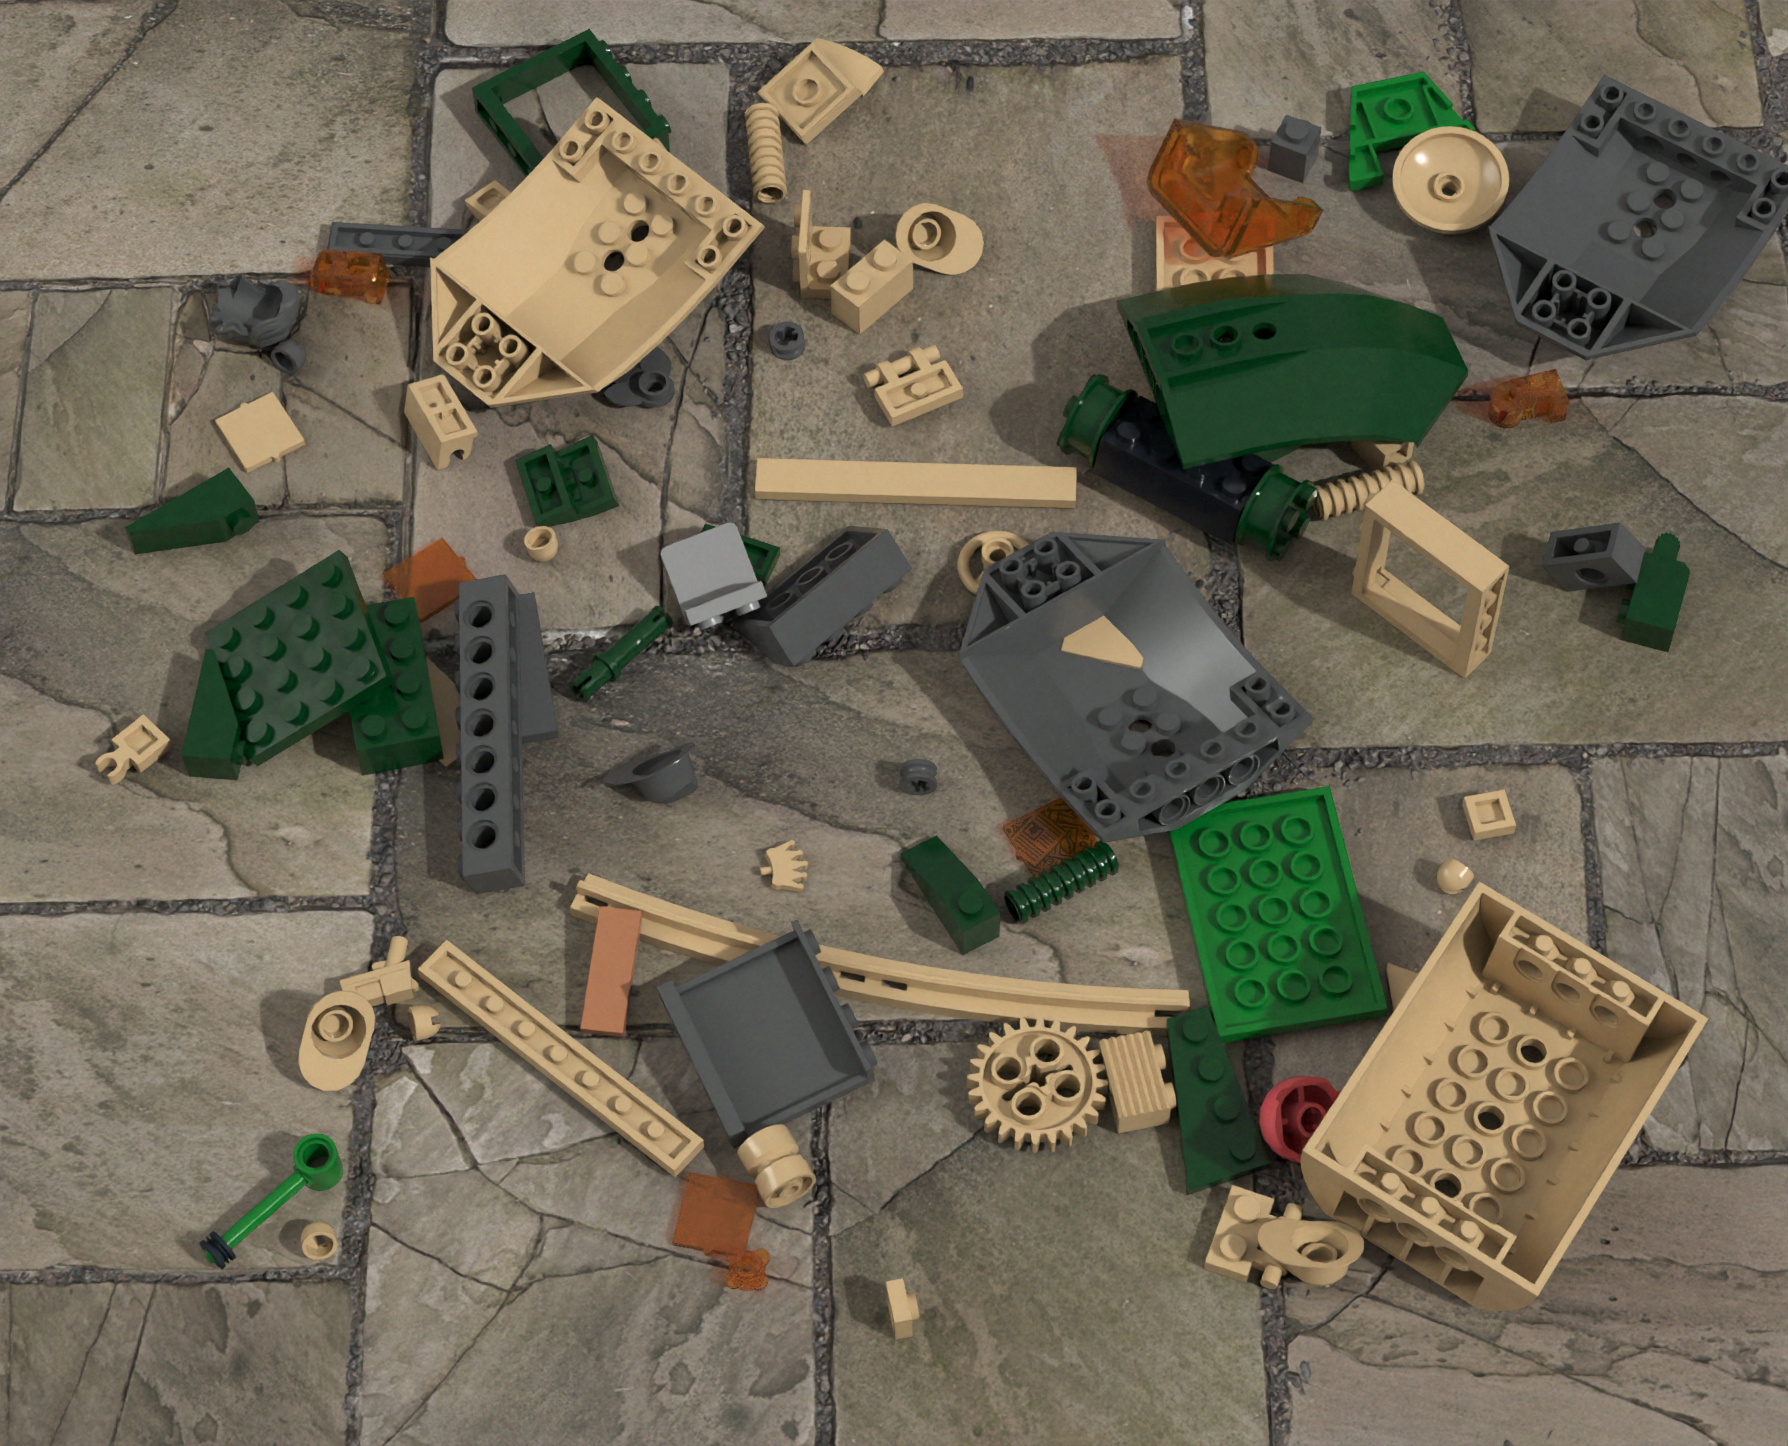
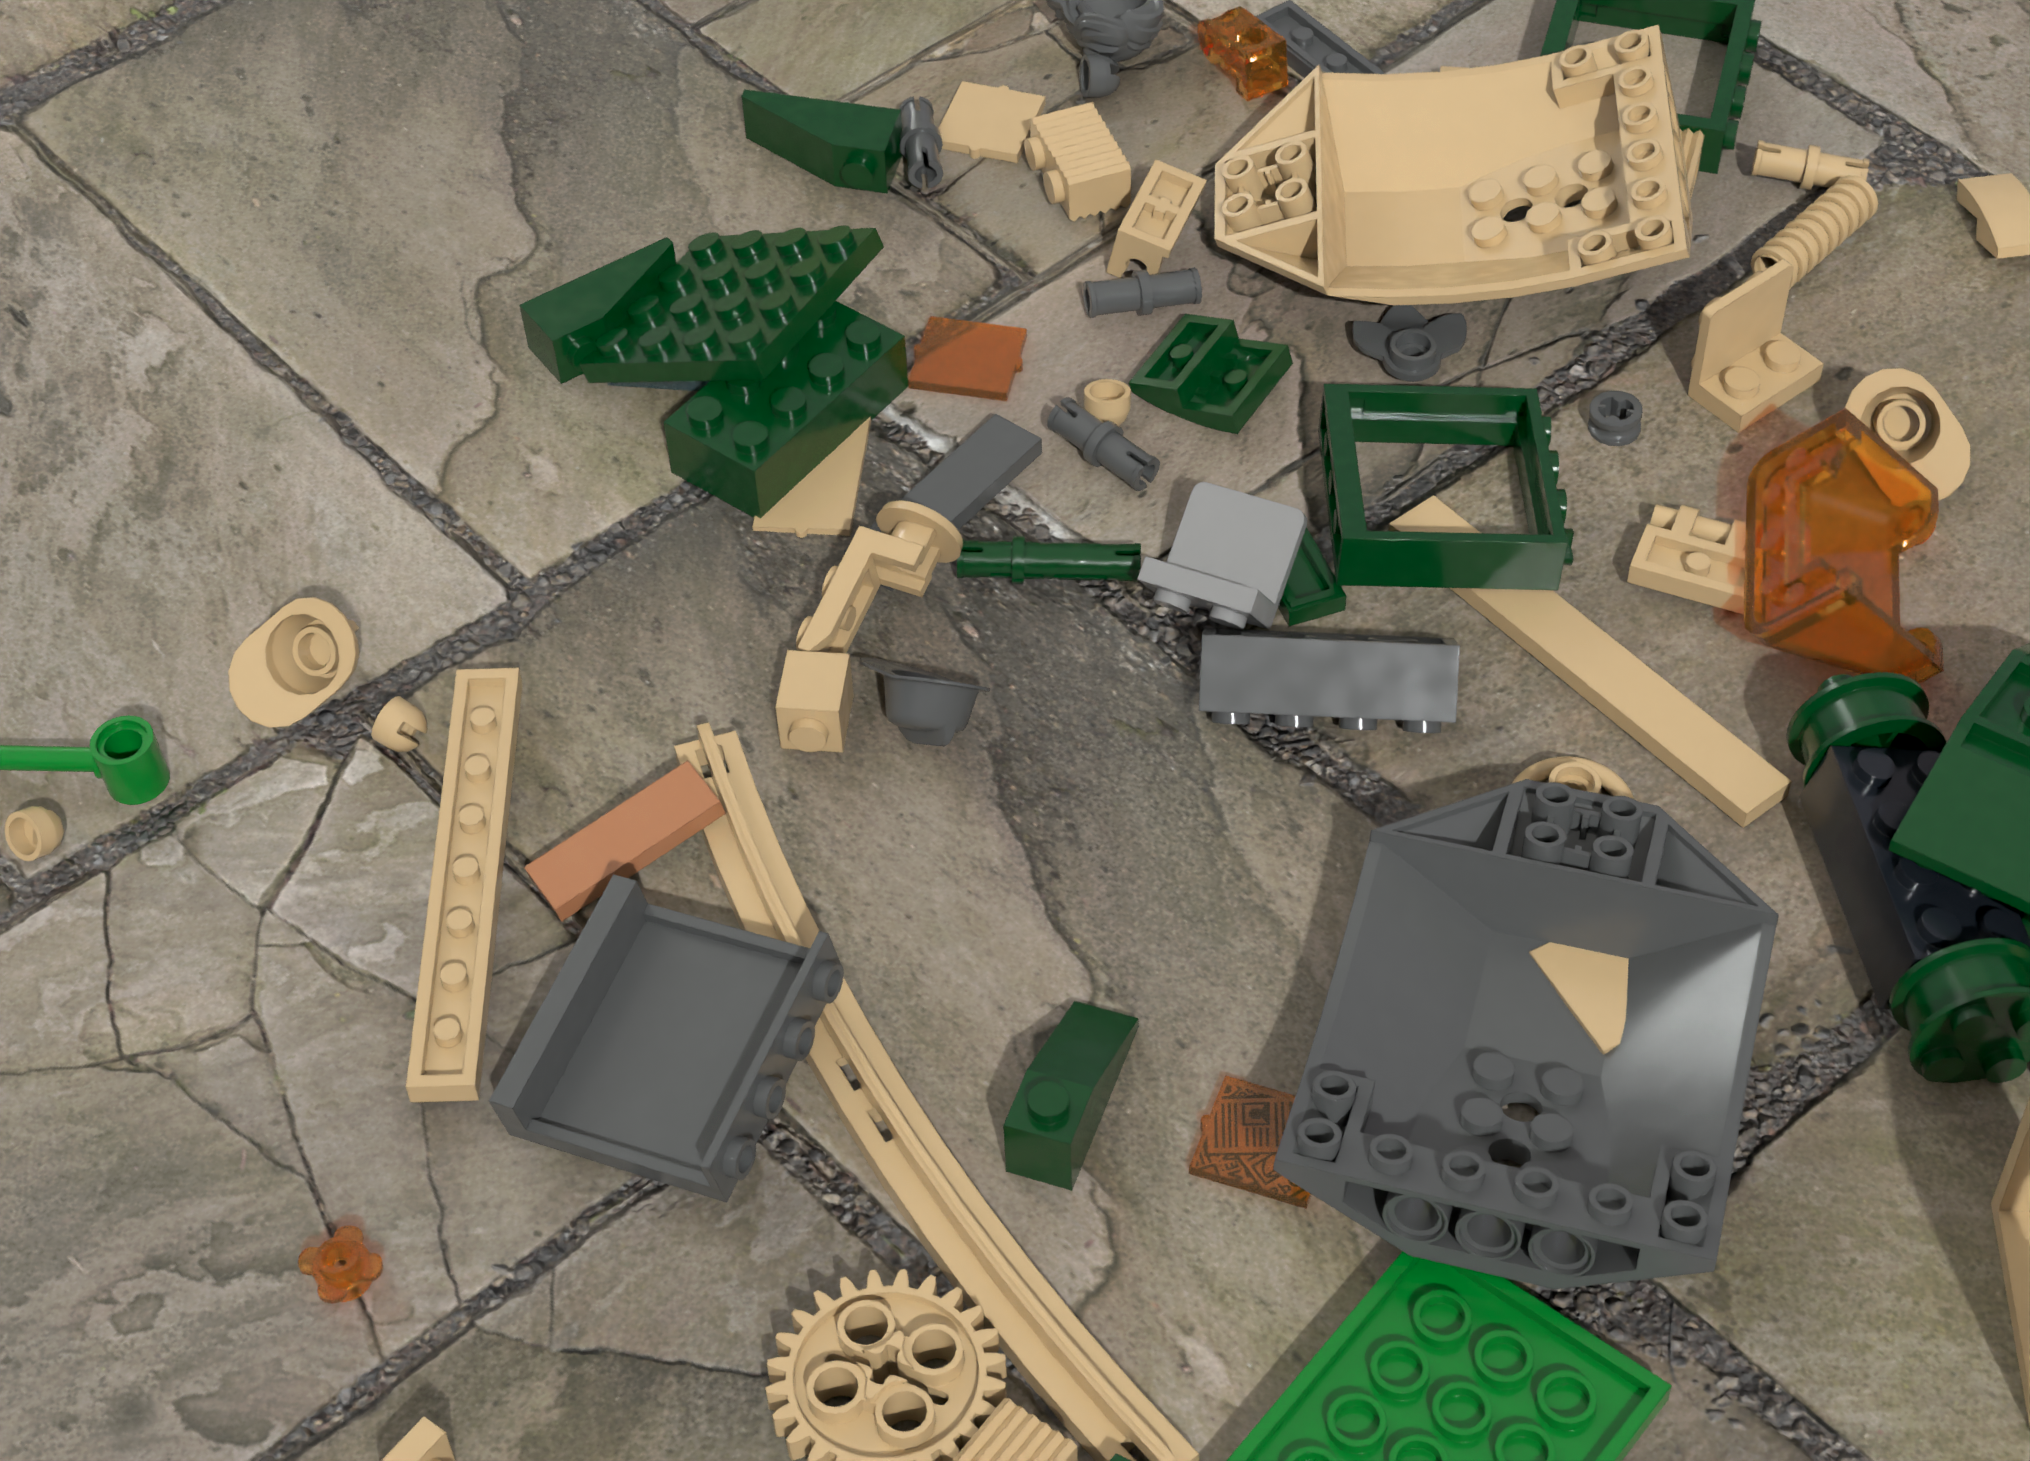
camera: 50 degrees right, 10 degrees down
(135, 746) = (506, 282): tan plate -> none
(249, 475) = (921, 142): none -> dark grey pin
(351, 416) = (1079, 161): none -> tan brick
(390, 979) = (420, 664): tan piece -> none
(479, 467) = (1142, 292): none -> dark grey pin
(503, 862) = (810, 522): dark grey brick -> none
(565, 717) = (896, 557): none -> tan piece
(567, 568) = (1103, 444): none -> dark grey pin
(609, 824) = (814, 701): none -> tan brick
(715, 1214) = (398, 1182): clear orange piece -> none
(717, 113) = (1805, 166): none -> tan pin
(773, 523) = (1442, 417): none -> dark green window
(774, 1162) = (504, 1179): tan wheel -> none
(785, 867) = (939, 905): tan piece -> none
(809, 93) = (1935, 212): tan tile -> none
(871, 287) = (1754, 418): tan brick -> none
(918, 777) = (1191, 937): dark grey bush -> none
(954, 323) = (1826, 550): none -> clear orange windscreen
(1061, 882) = (1205, 1191): dark green piece -> none

